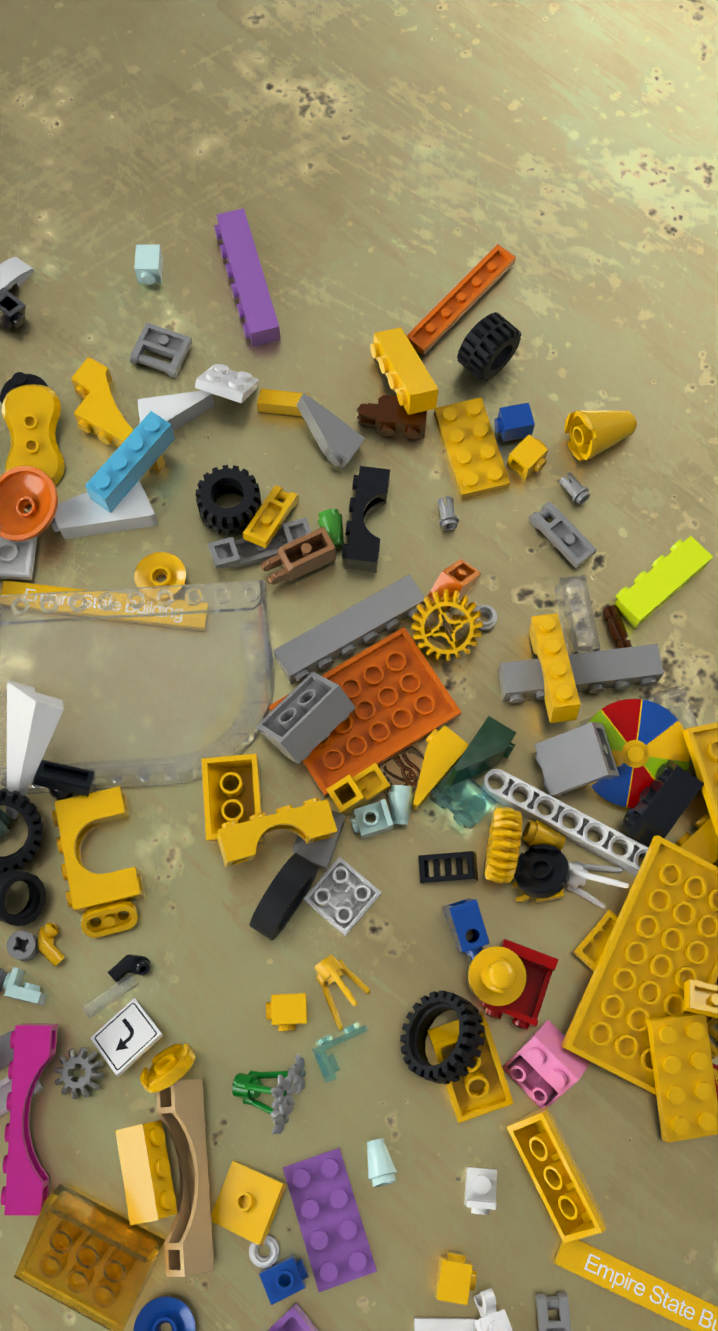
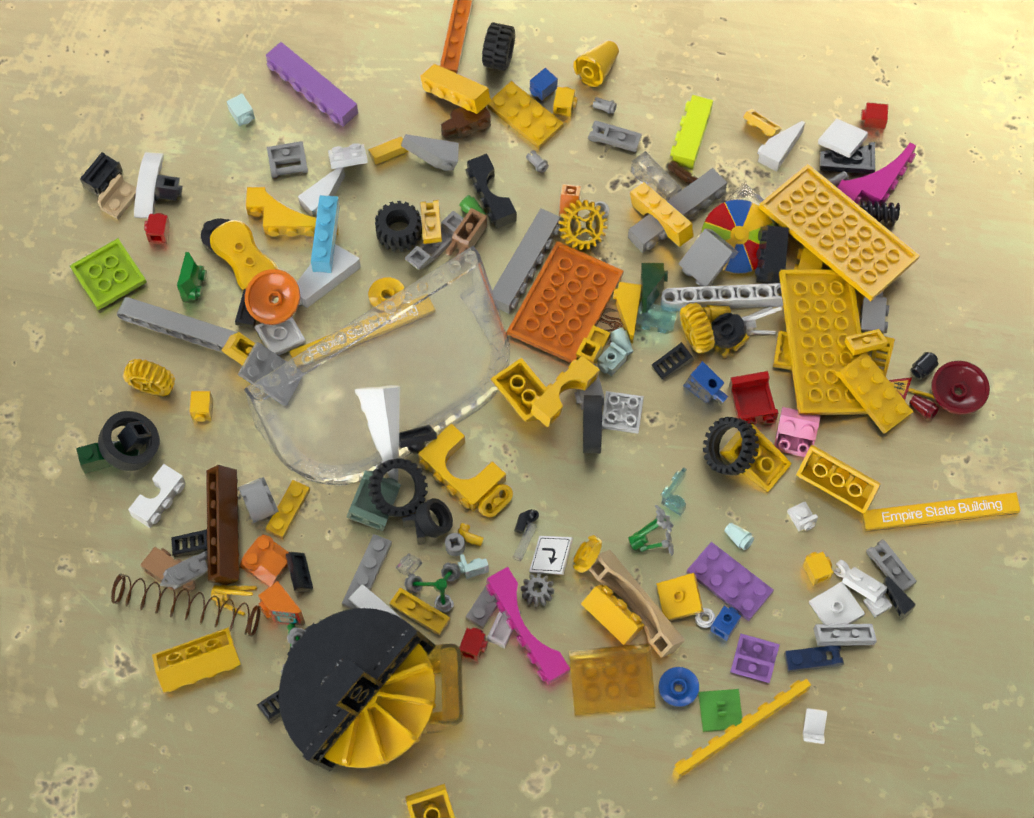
camera: 30 degrees left, 5 degrees down
(287, 1011) = (634, 488): yellow brick -> none
(306, 717) = (535, 322): light grey slope -> none
(331, 971) = (644, 454): yellow plant -> none
(497, 976) = (739, 398): yellow plate -> none

